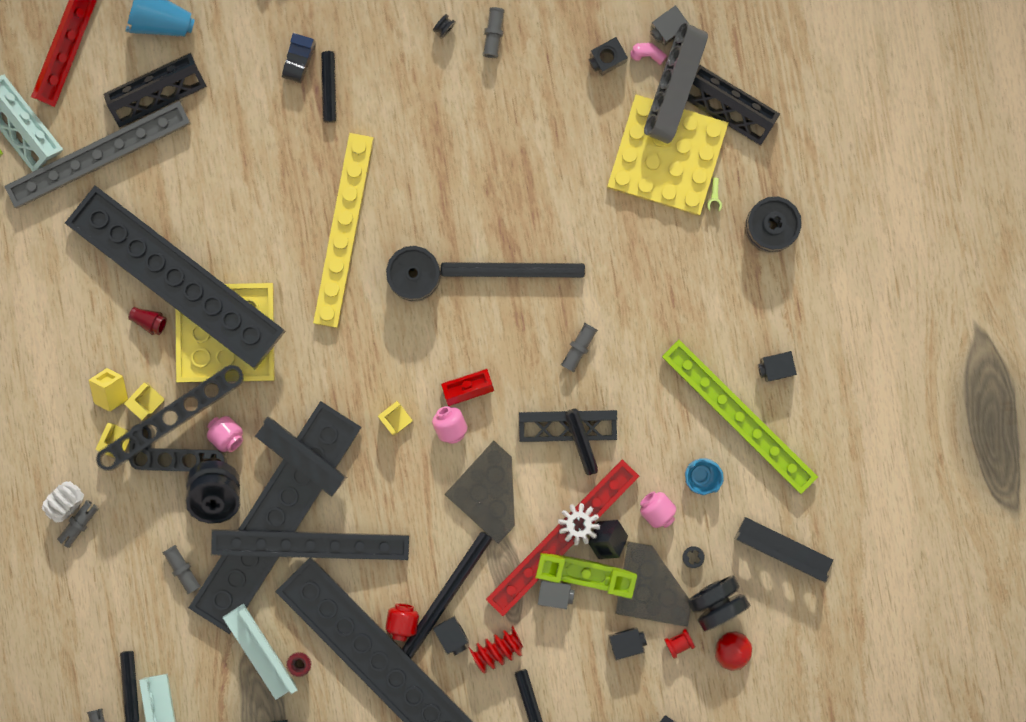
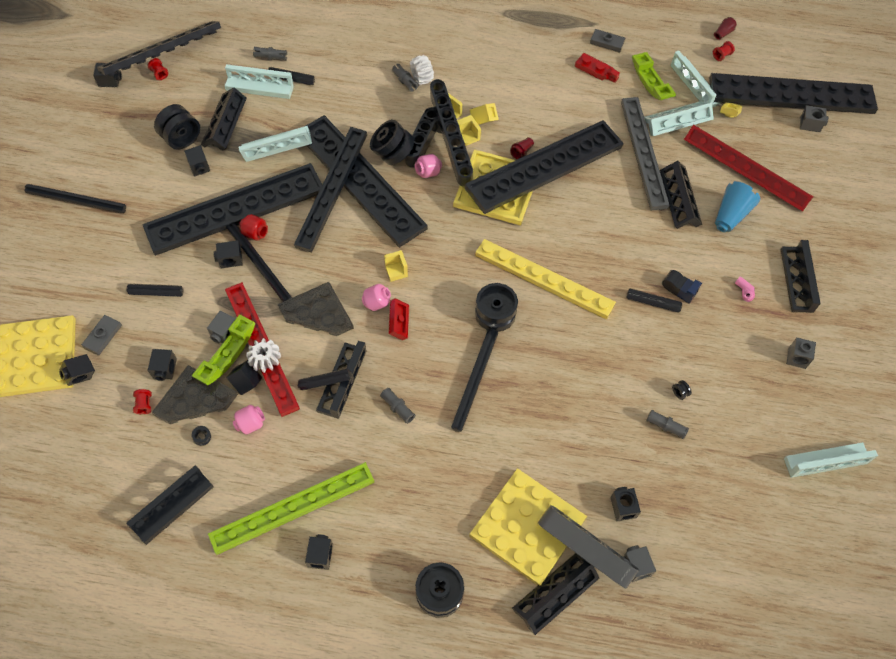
camera: 105 degrees right, 25 degrees down
(181, 569) = (350, 120): dark grey pin -> none
(292, 665) = (256, 160): dark red cone -> none
(300, 456) = (394, 200): black fence -> none
(497, 650) = (203, 277): red piece -> none
(648, 49) = (623, 536): bright pink arm -> none
(704, 476) = (258, 461): dark azure hair -> none
(714, 195) = (479, 552): yellowish green hand -> none
(717, 600) = (154, 435): black wheel -> none
(733, 651) = (116, 440): red hair -> none

